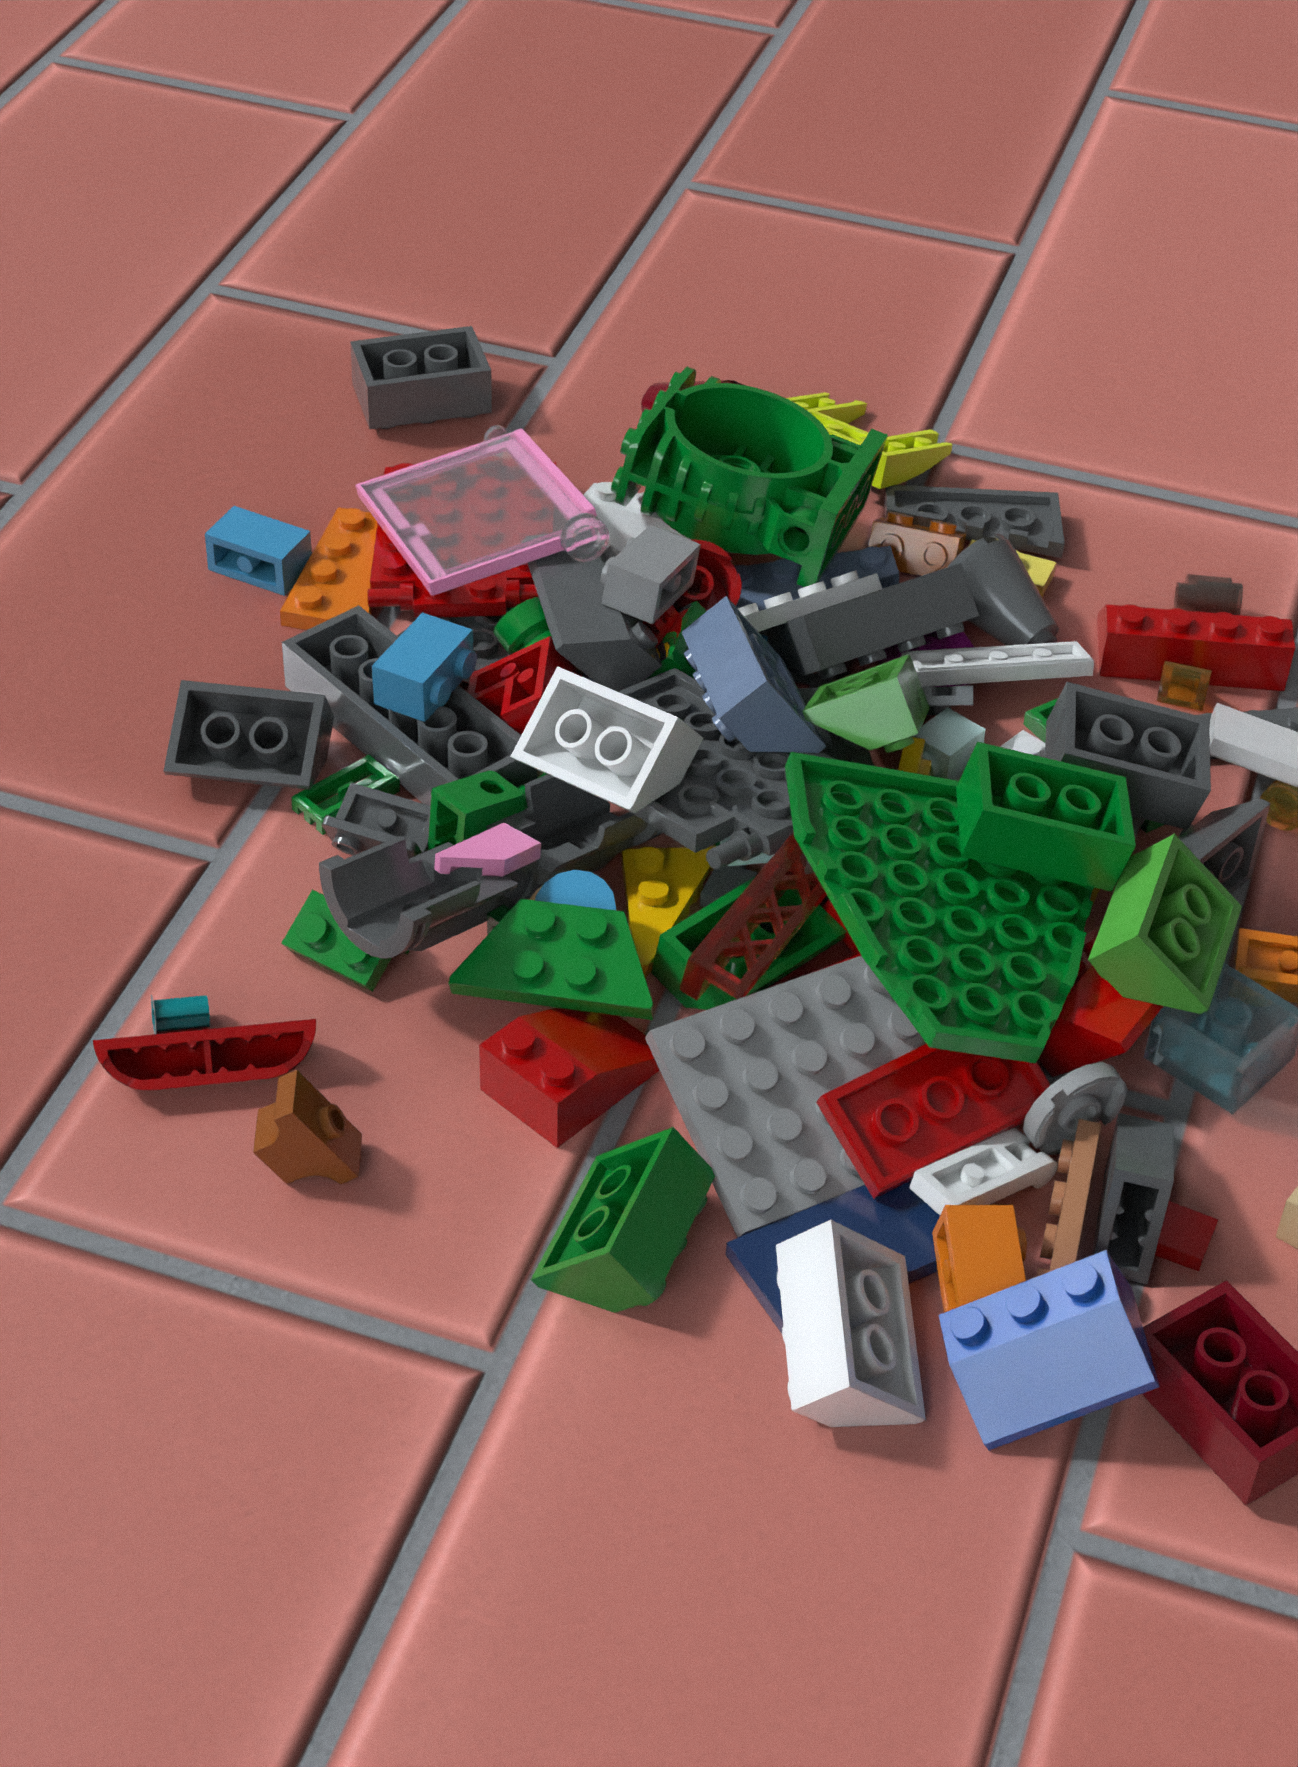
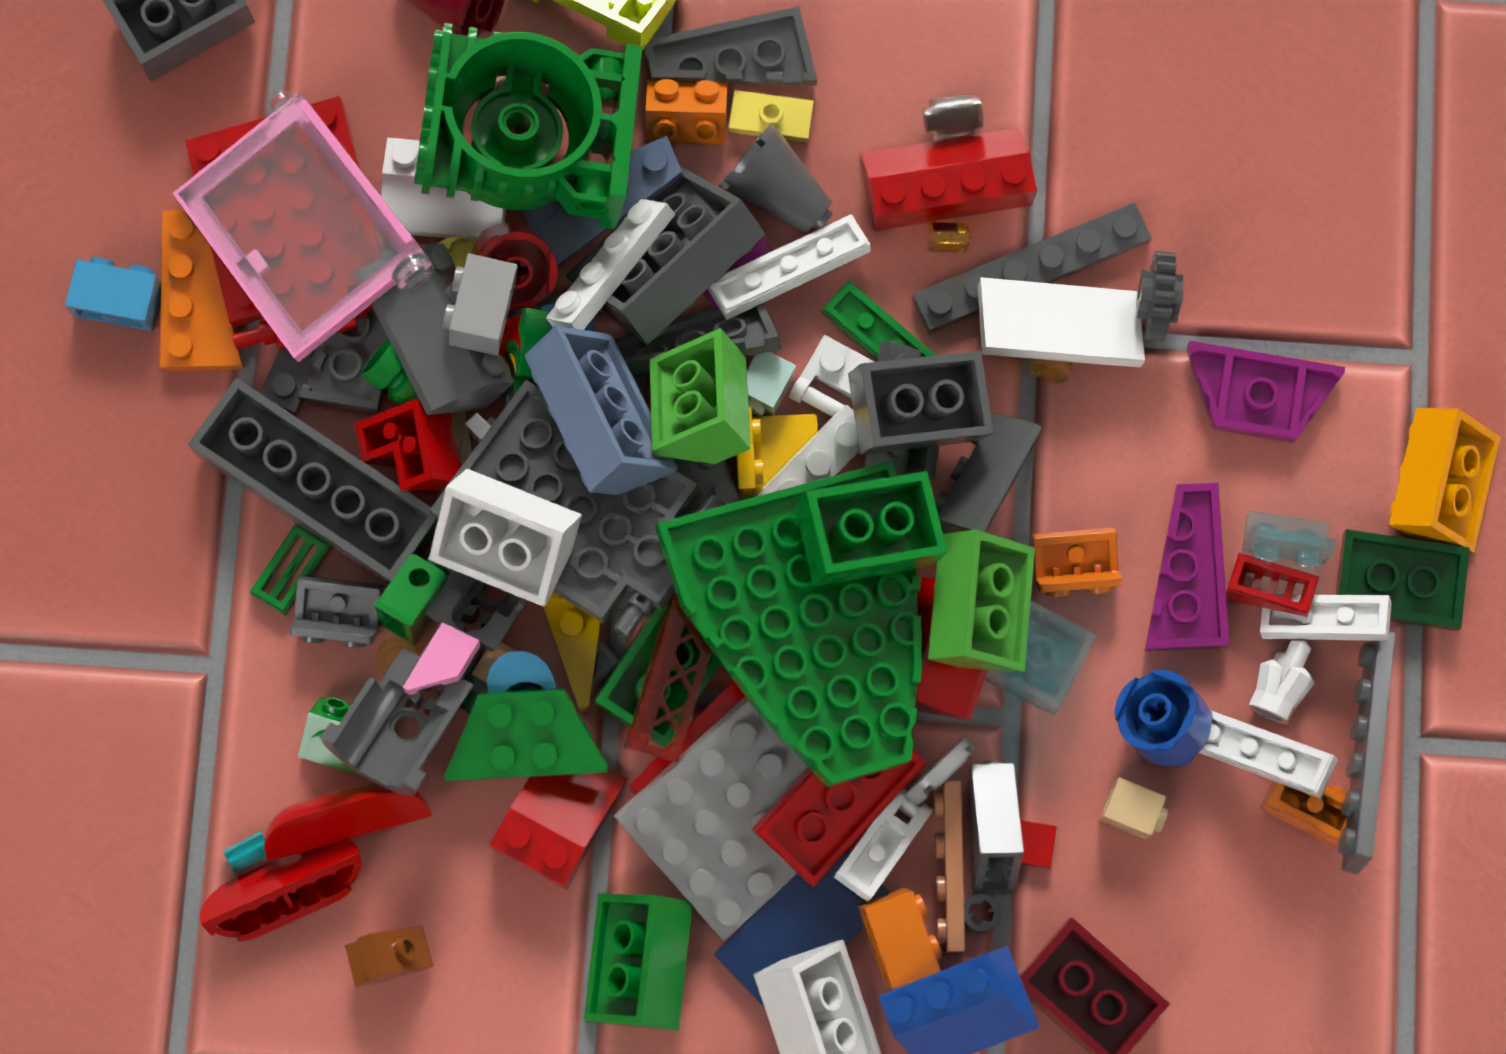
camera: 15 degrees left, 35 degrees up
(249, 735) = (194, 548): dark grey slope -> none
(310, 989) = (340, 818): none -> red brick
(423, 667) = (323, 459): dark azure brick -> none

